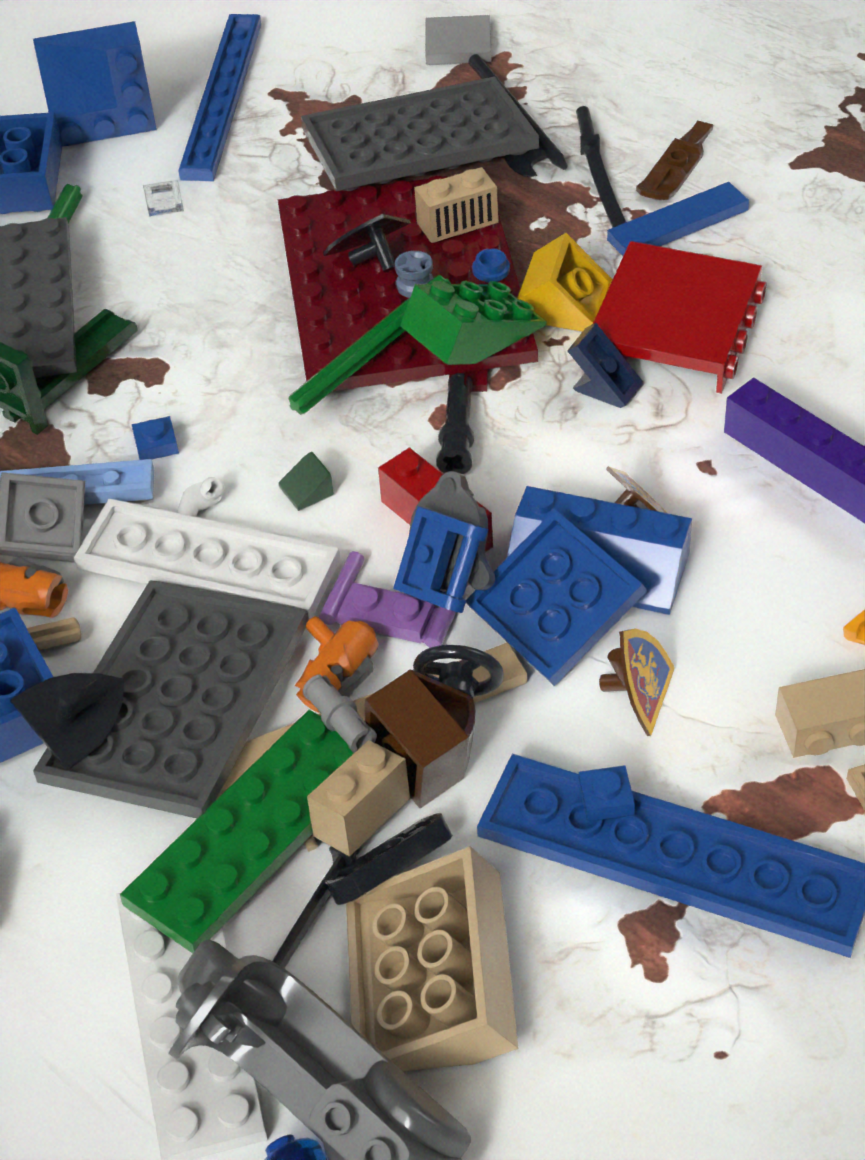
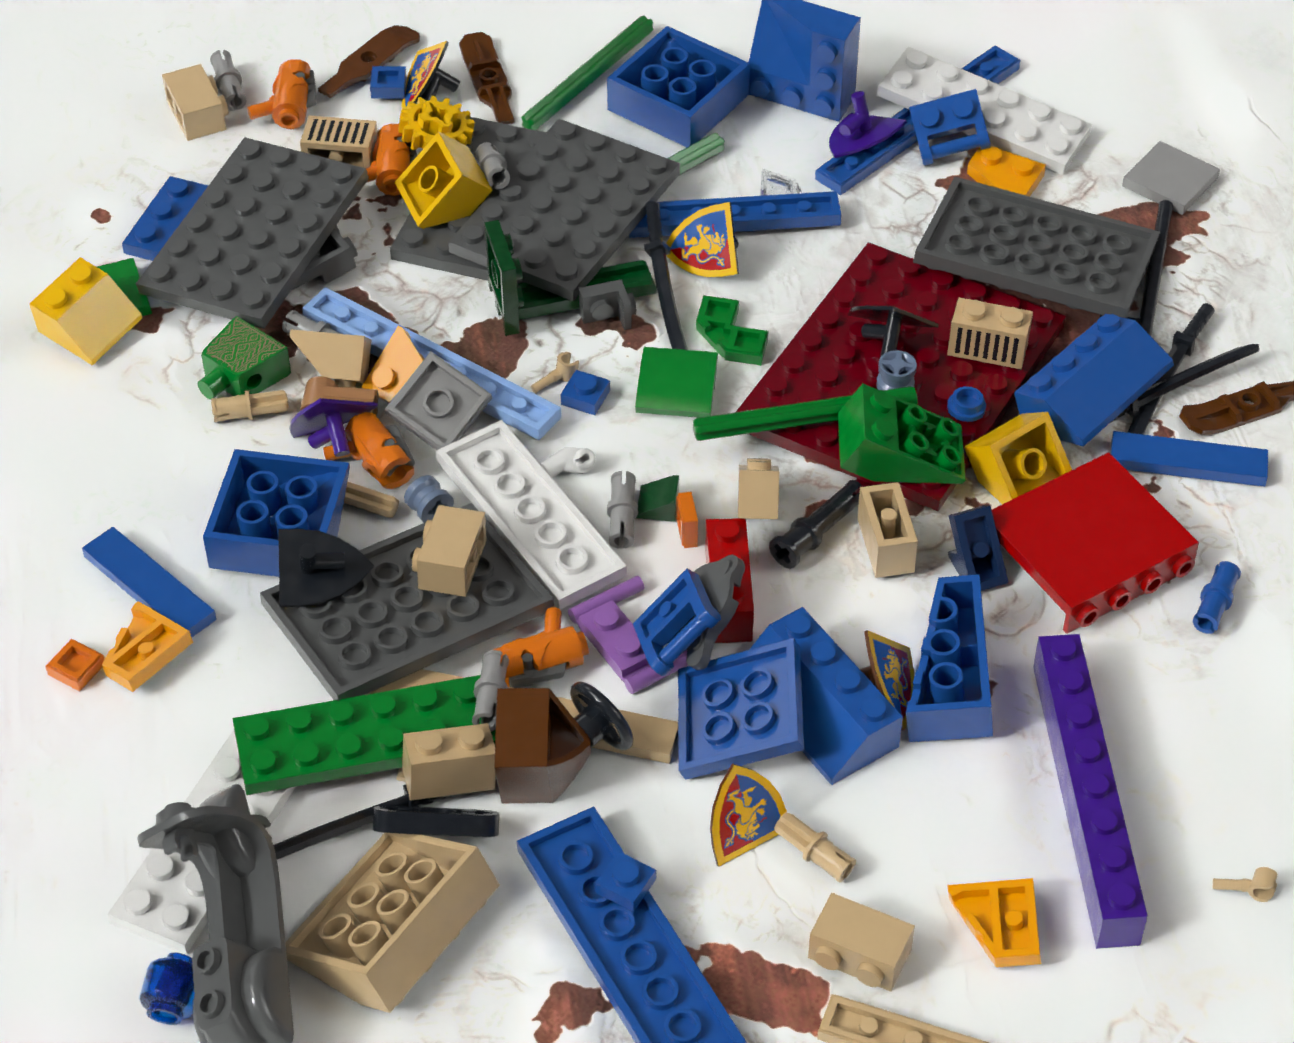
camera: 35 degrees right, 0 degrees up
(106, 356) = (606, 302): none -> dark grey bracket
(106, 601) = (425, 496): none -> sand blue wheel
(112, 295) = (657, 250): none -> black sword
(117, 434) = (563, 371): none -> tan hand
(148, 266) = (706, 242): none -> shield
(150, 233) = (755, 212): none -> blue plate
(183, 623) = (450, 550): none -> tan brick
(188, 124) = (861, 130): none -> dark purple shield
(212, 325) = (734, 343): none -> green tile
(228, 386) = (676, 382): none -> green slope
(253, 75) = (948, 117): none -> blue plate
(270, 60) = (1011, 119): none -> white plate
(285, 508) = (622, 509): none -> light grey pin
(327, 95) = (1005, 170): none -> light orange wing
(350, 483) = (687, 520): none -> orange tile
(396, 420) = (758, 489): none -> tan brick
(523, 393) = (887, 530): none -> tan brick
(562, 195) = (1095, 378): none -> blue slope
(598, 204) = (1189, 375): none -> black sword
(681, 458) = (952, 678): none -> blue wedge
(716, 666) = (815, 847): none -> tan axle
(804, 301) = (1216, 597): none -> blue pin

